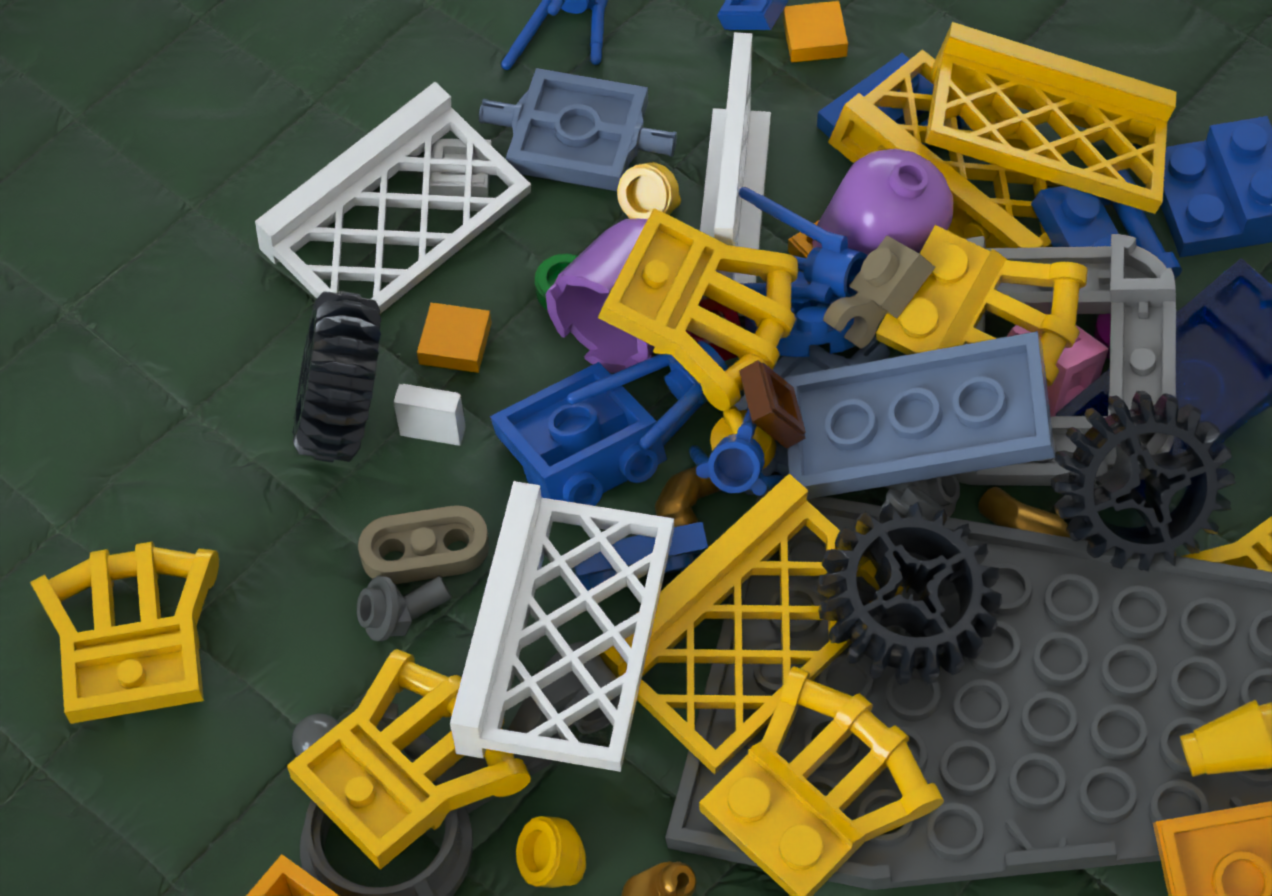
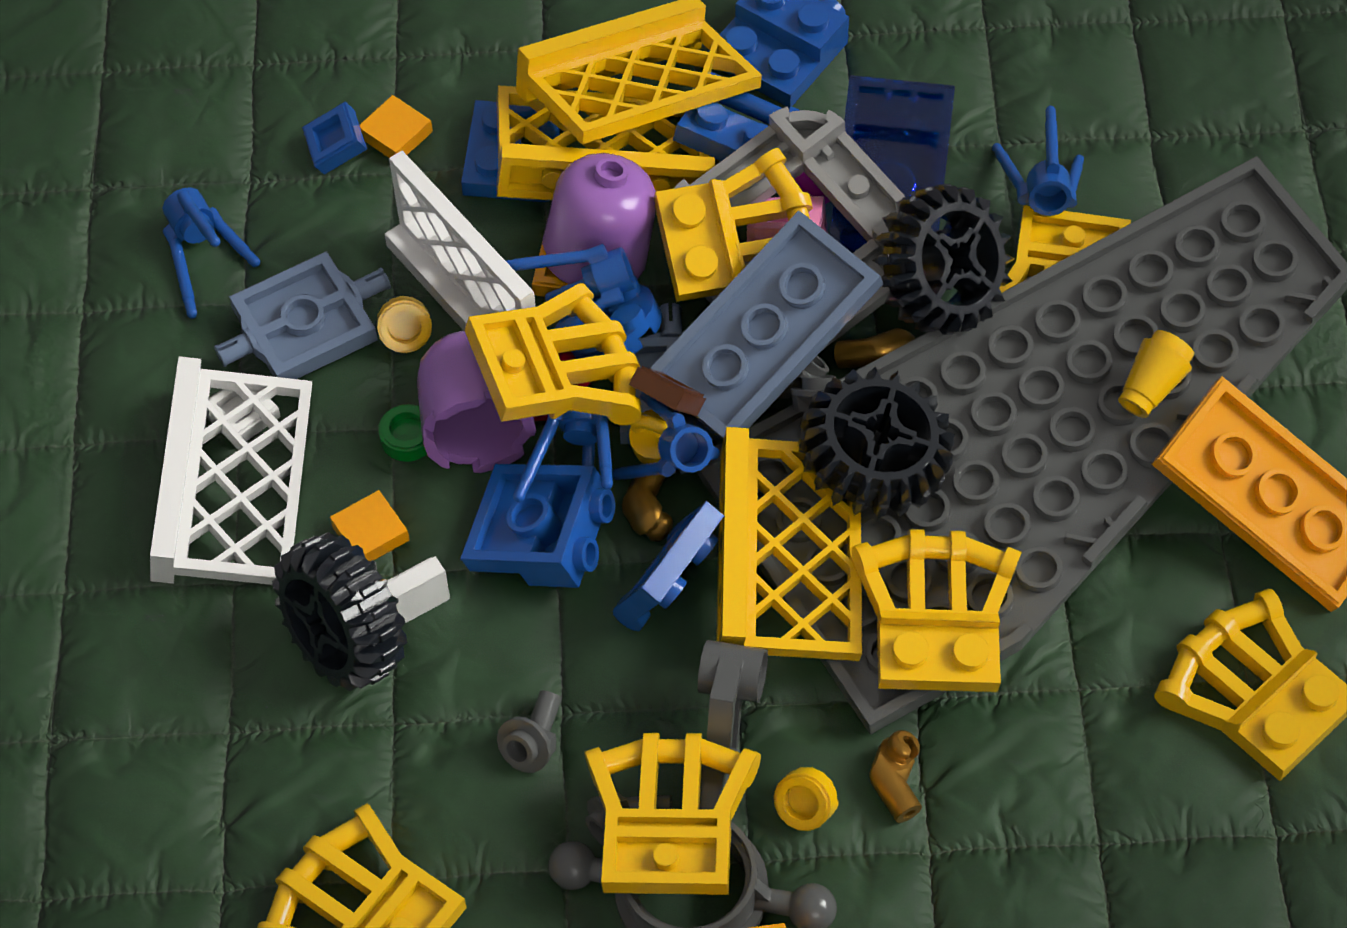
camera: 45 degrees left, 0 degrees up
(424, 541) = (502, 681): dark tan plate -> none
(503, 621) = (655, 671): white fence -> none
(883, 286) = (656, 257): dark tan plate -> none

